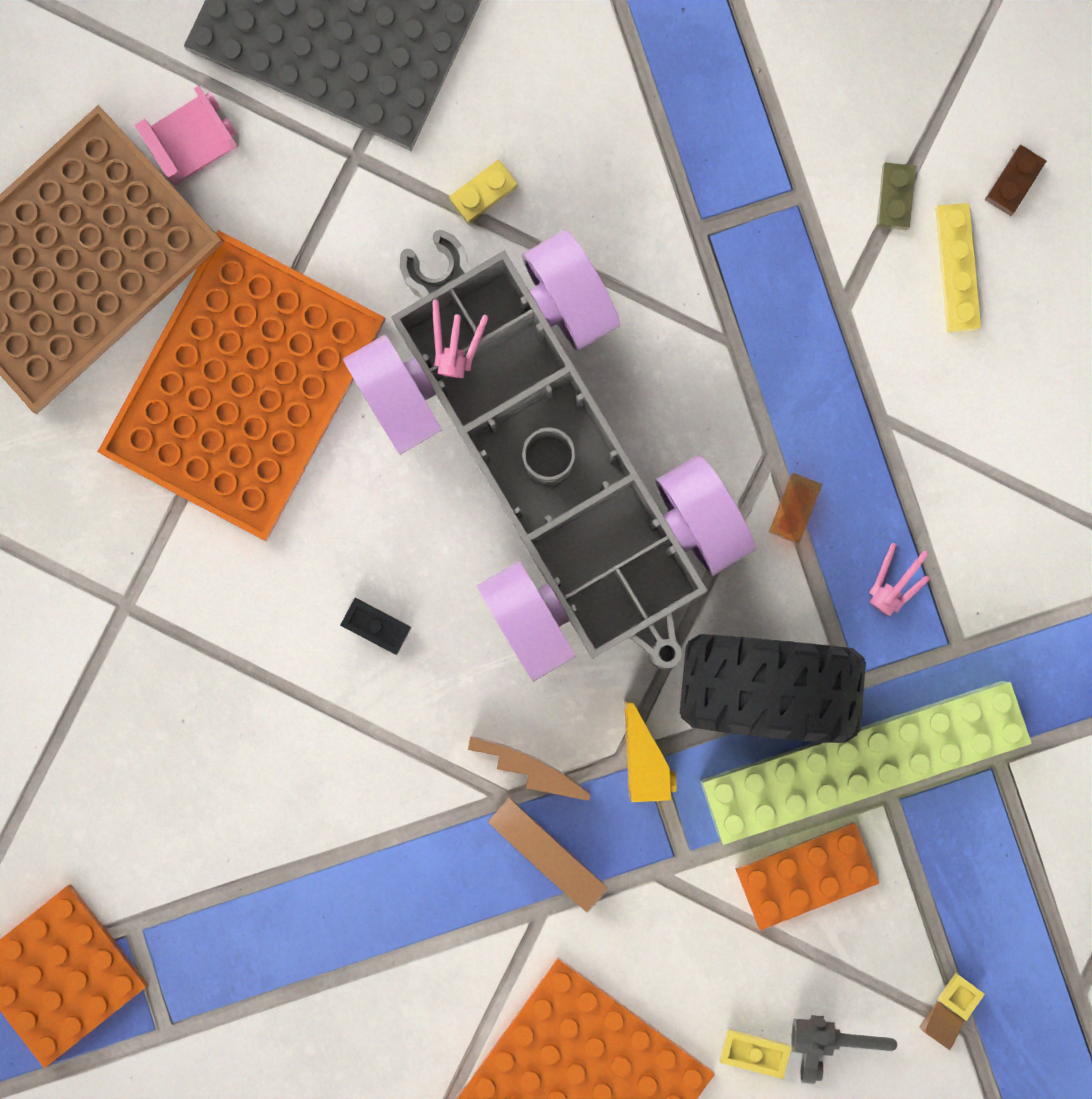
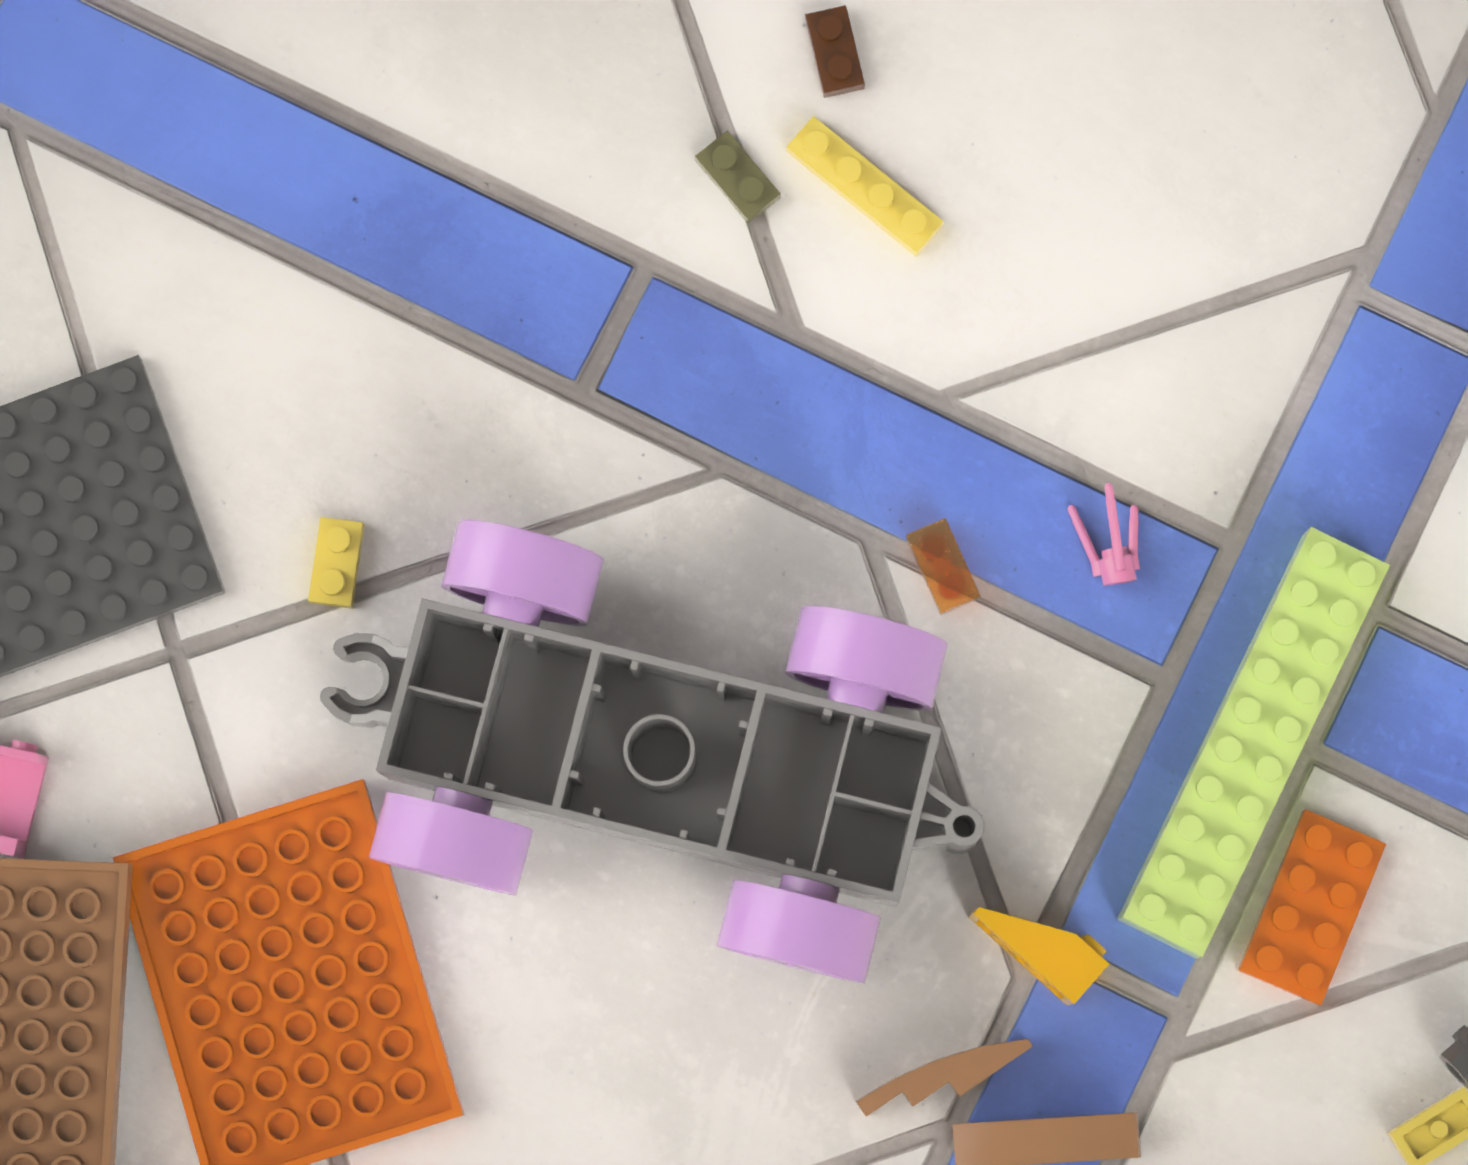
camera: 45 degrees left, 5 degrees down
(375, 626) = (655, 1088): black plate -> none
(453, 362) = (479, 753): bright pink plant -> none
(772, 688) = (1095, 758): black tyre -> none

